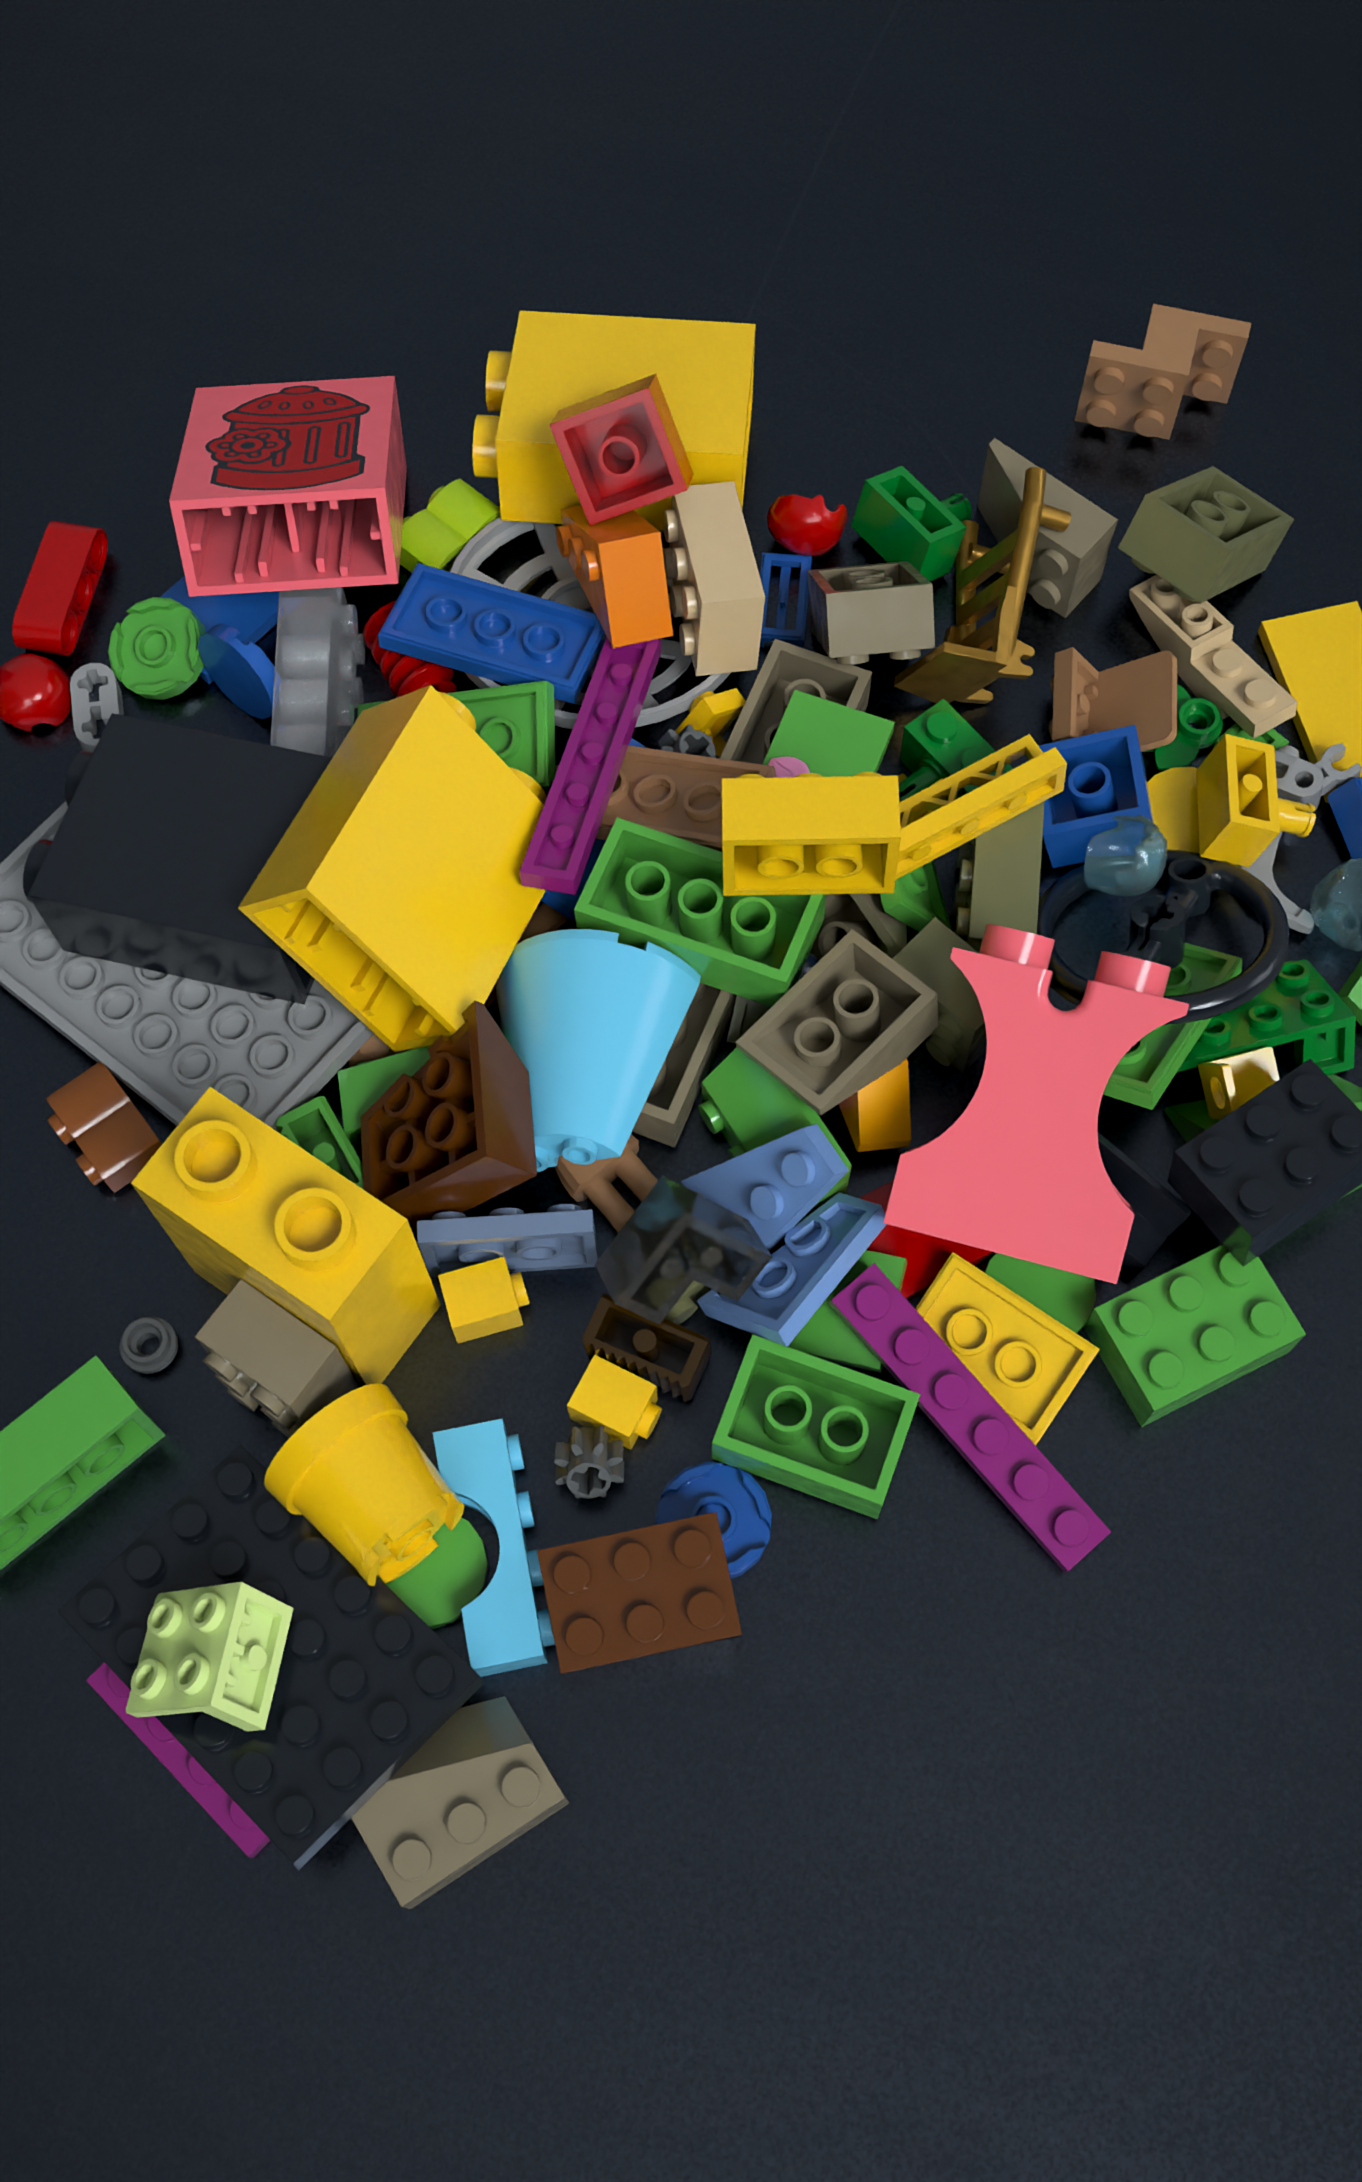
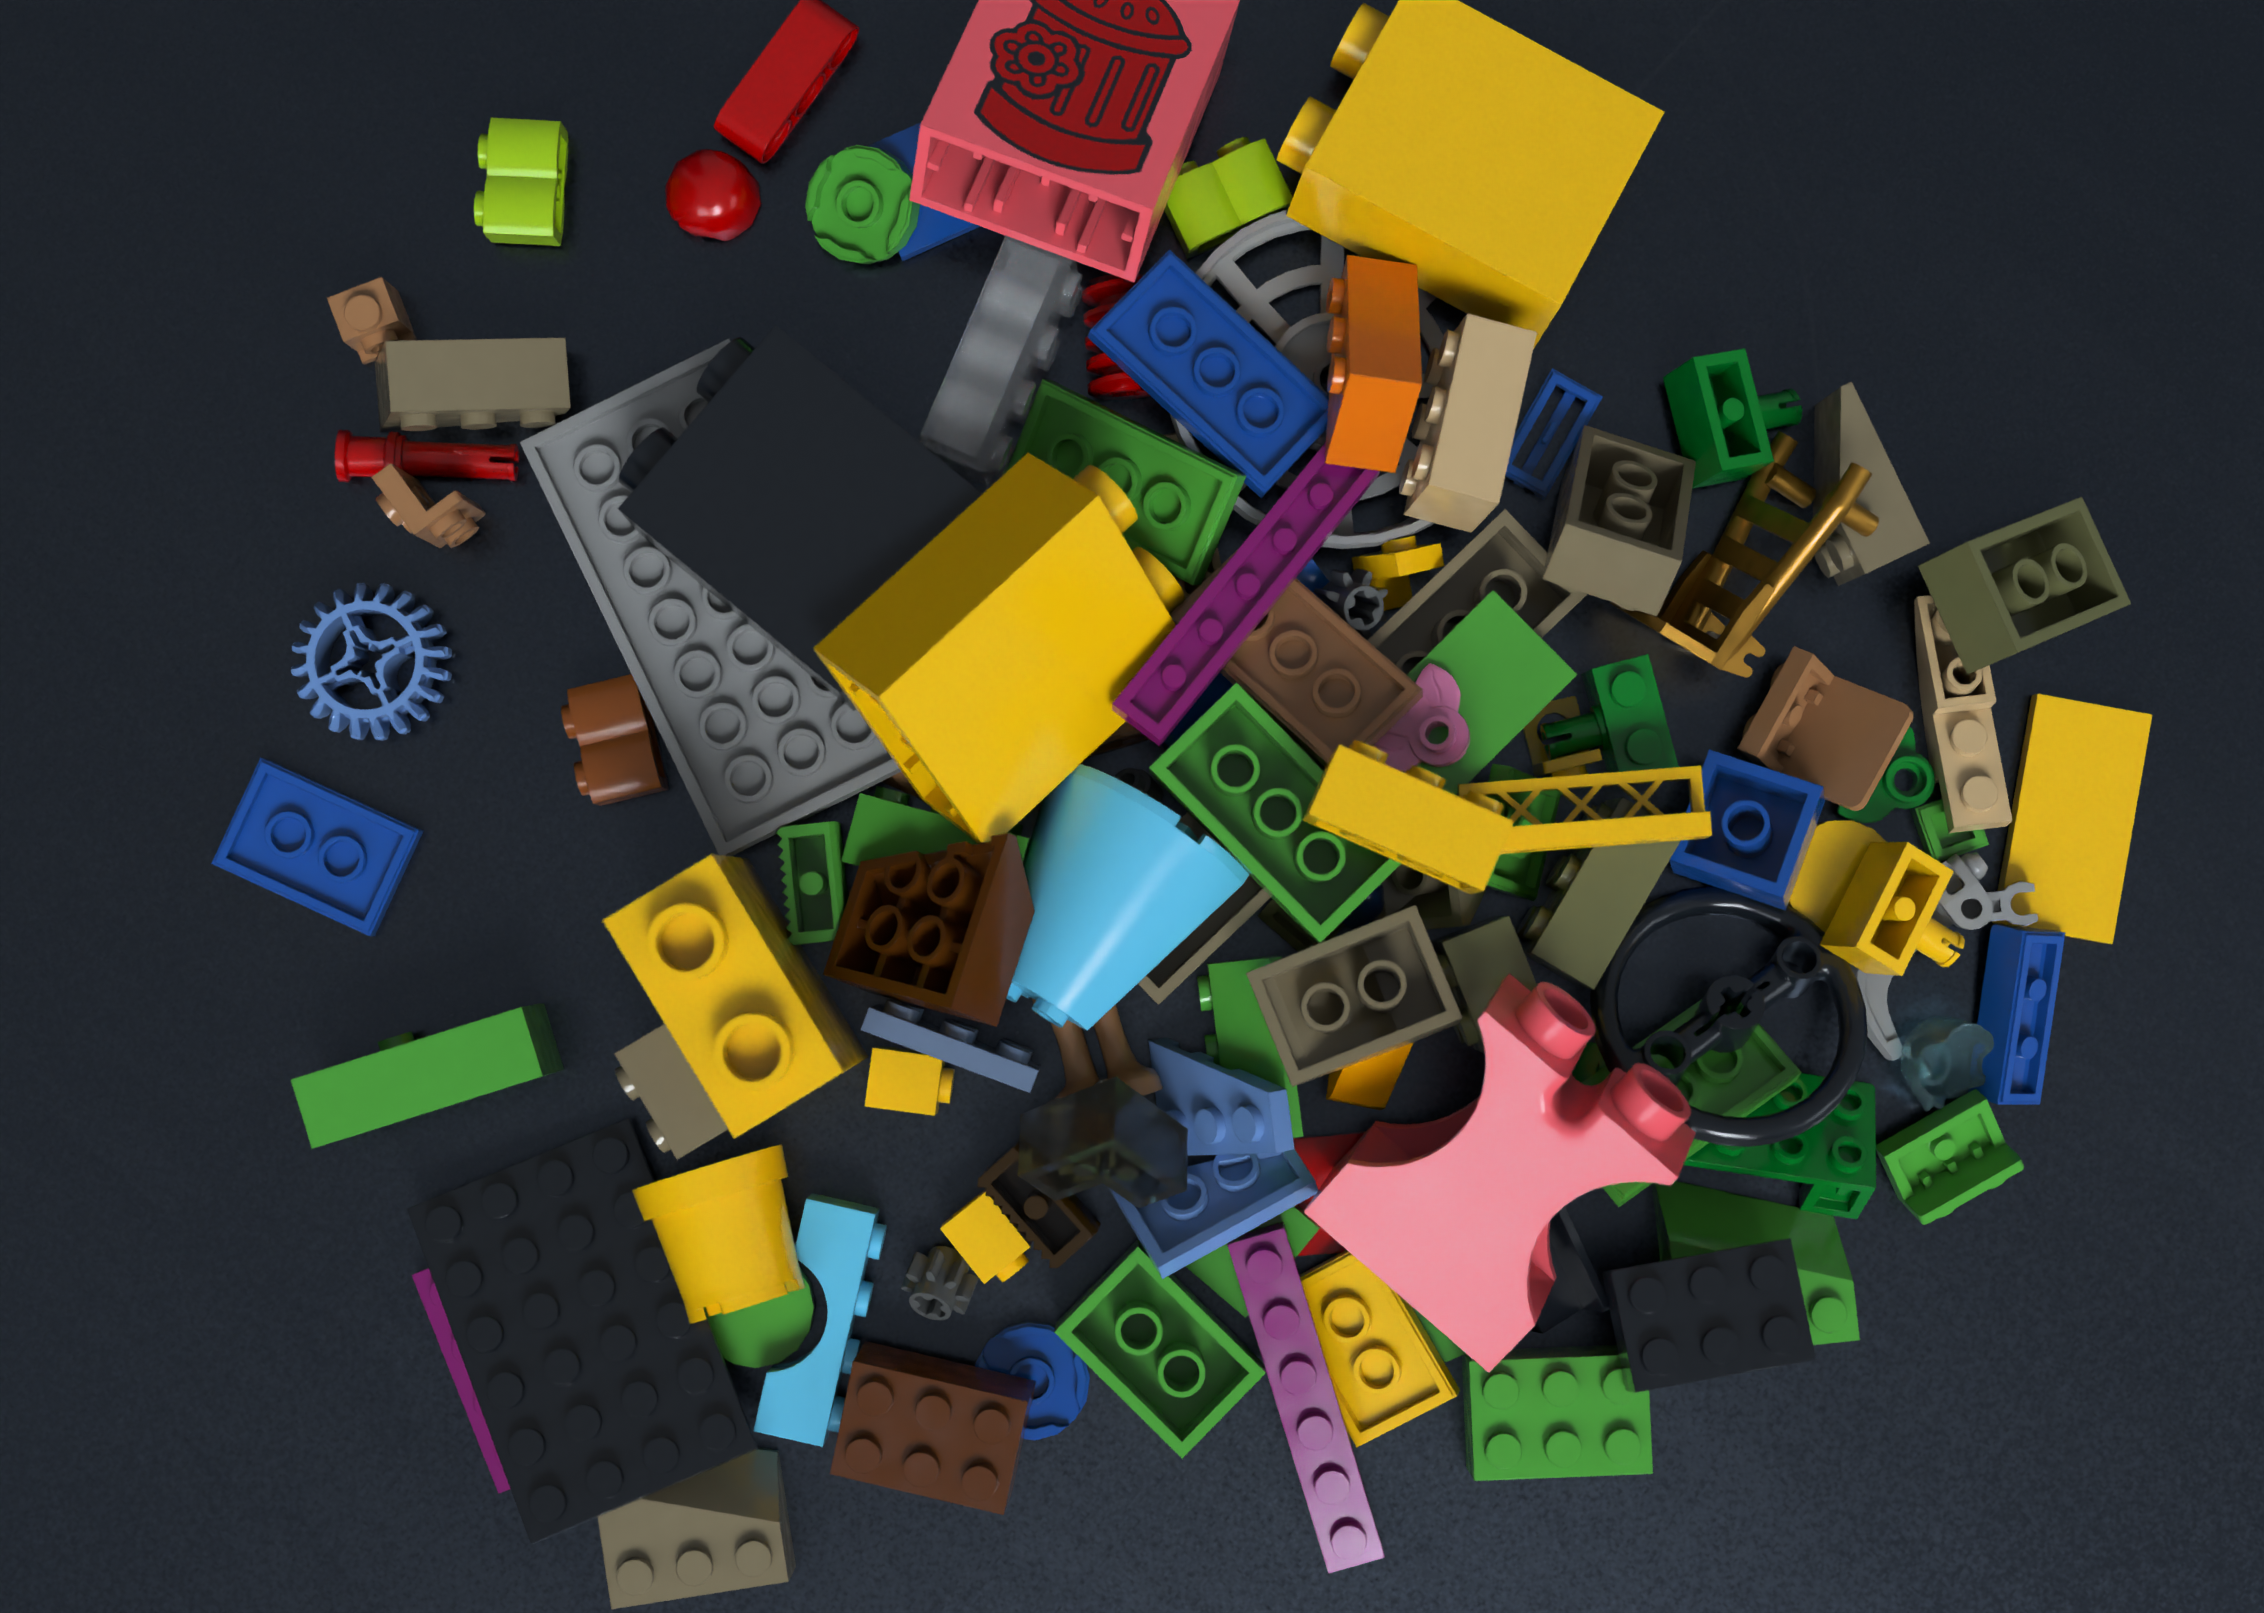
camera: 20 degrees right, 20 degrees up
(84, 710) = (760, 242): light grey beam -> none
(142, 1330) = (560, 979): dark grey plate -> none
(211, 1654) = (524, 1331): yellowish green bracket -> none
(239, 670) = (937, 290): blue tile -> none
(622, 449) = (1428, 259): red brick -> none
(805, 524) = (1610, 366): red hair -> none
(1126, 858) = (1734, 928): clear light blue hair -> none
(1178, 357) = (2092, 350): medium nougat bracket -> none
(1236, 1079) = (1726, 1202): yellow bracket -> none

